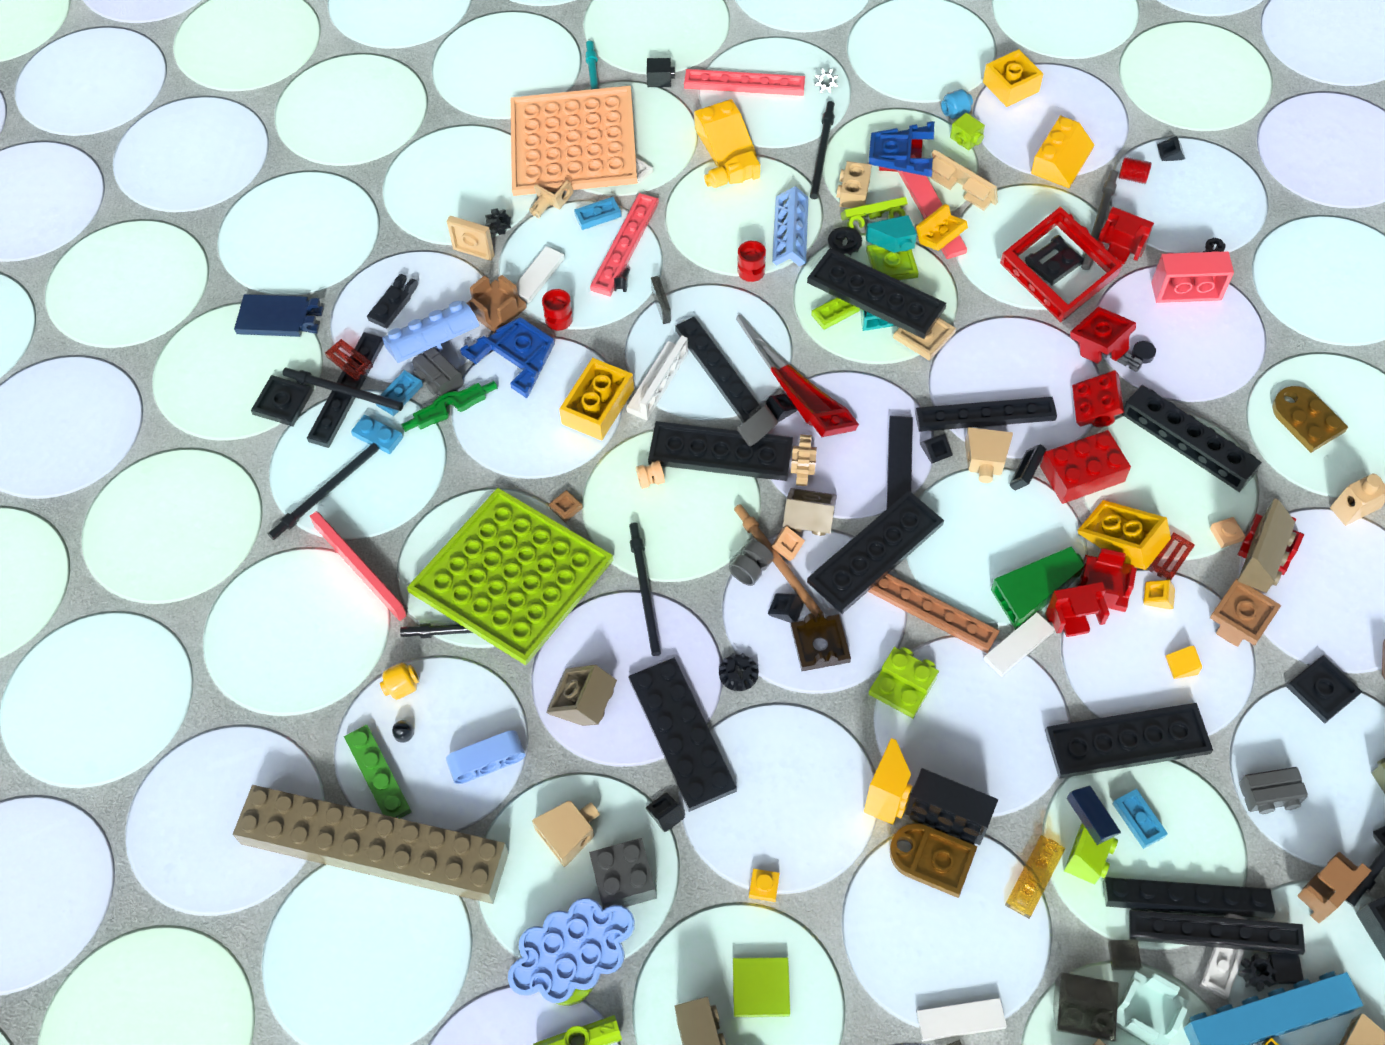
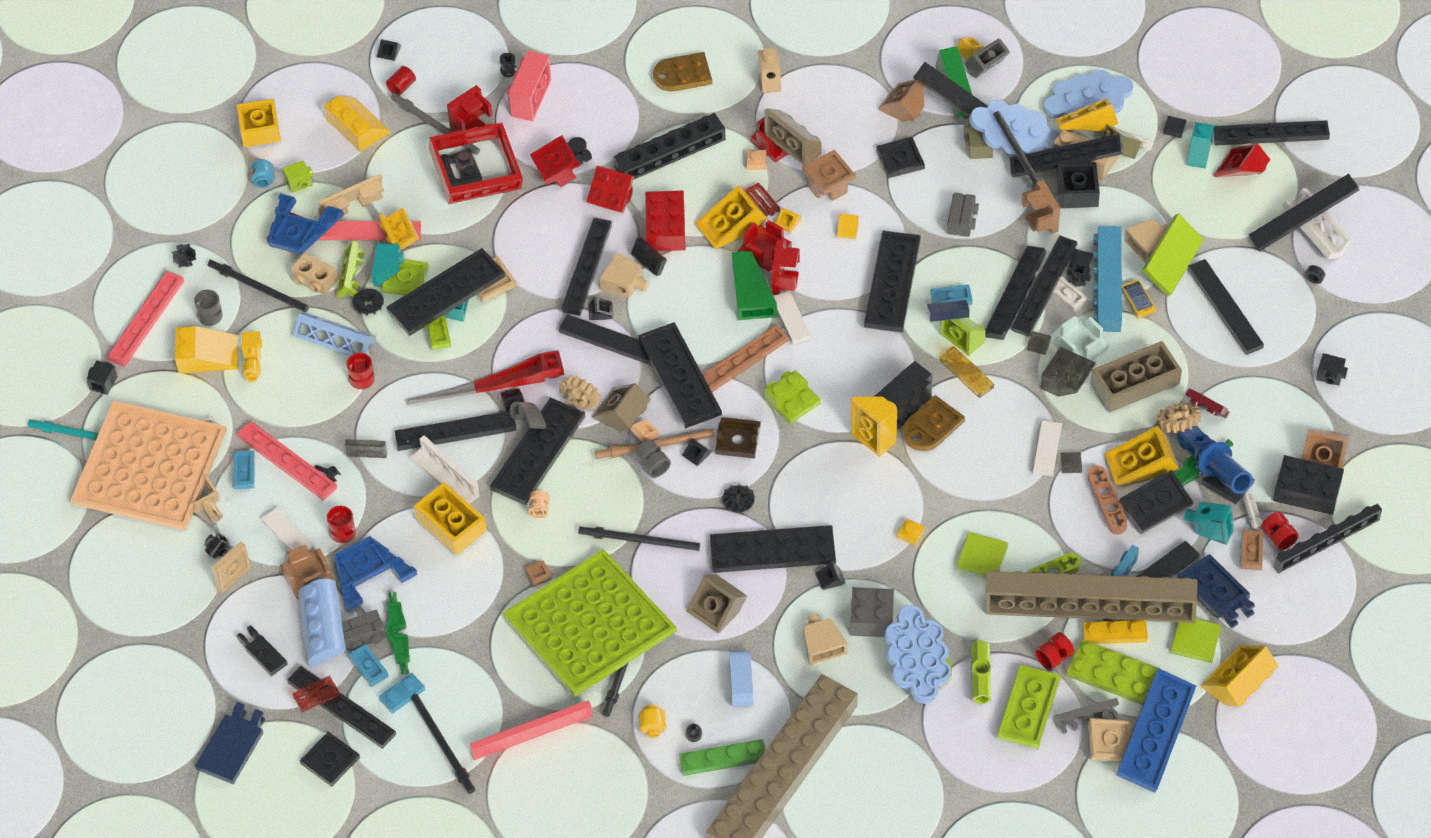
camera: 70 degrees left, 5 degrees down
(306, 378) = (317, 732): black bar -> none
(772, 118) = (208, 307): none -> dark grey wheel

